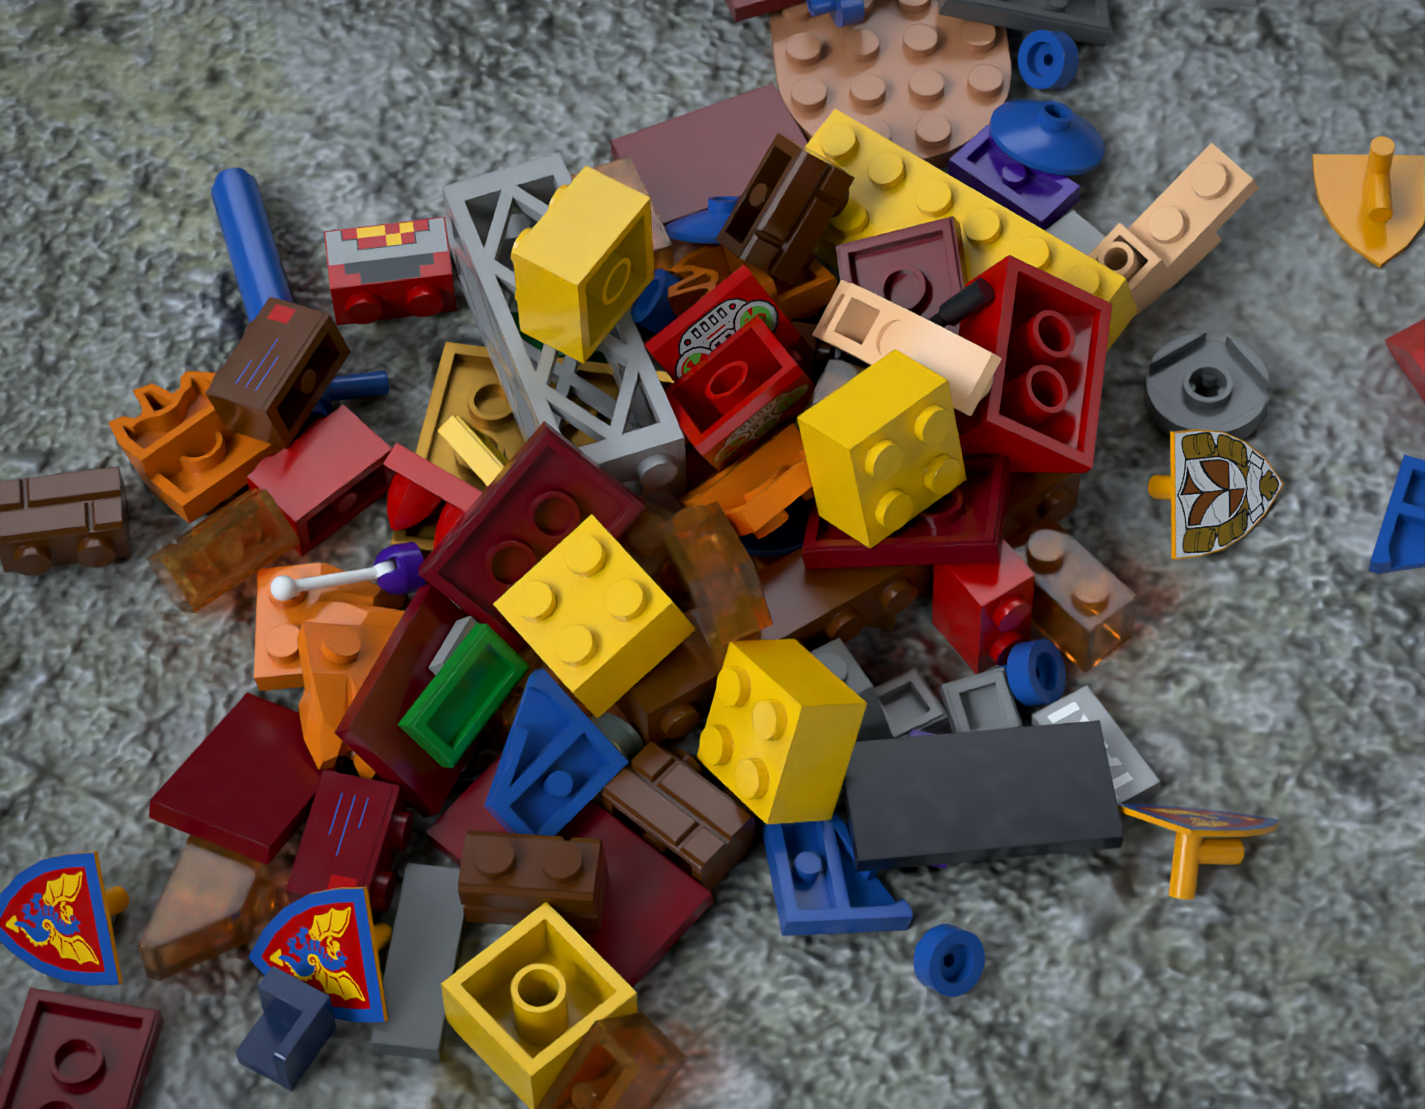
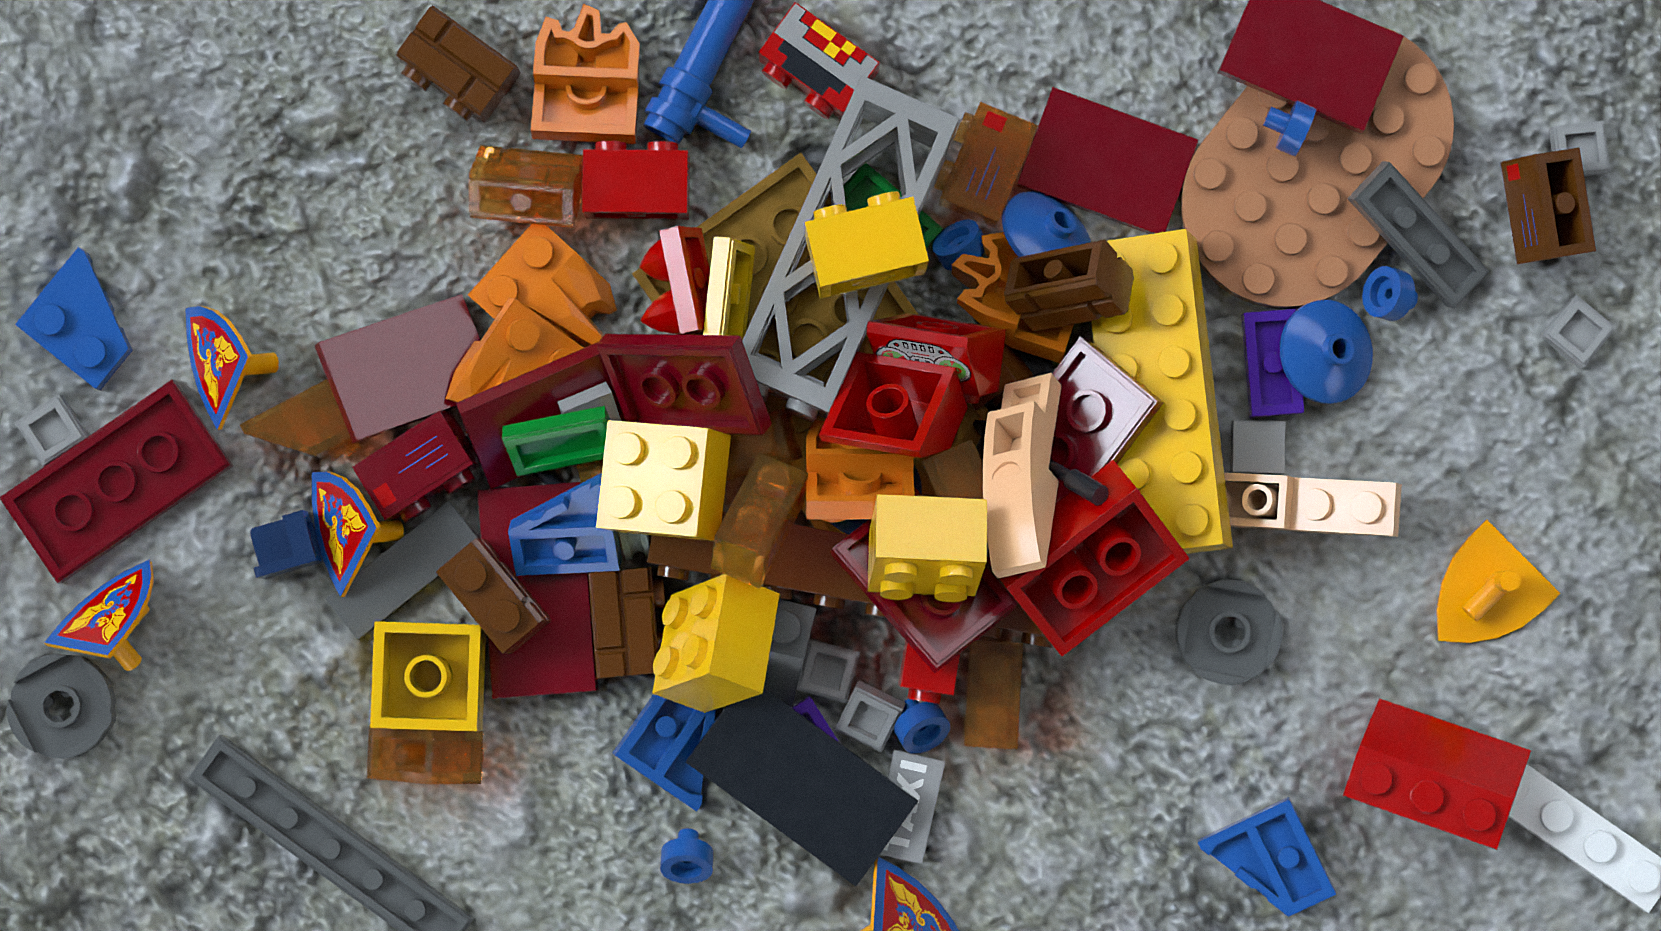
camera: 40 degrees right, 30 degrees up
(278, 372) = (659, 97): reddish brown brick -> none
(393, 570) = (615, 297): hinge -> none
(1215, 490) = (1148, 712): shield -> none

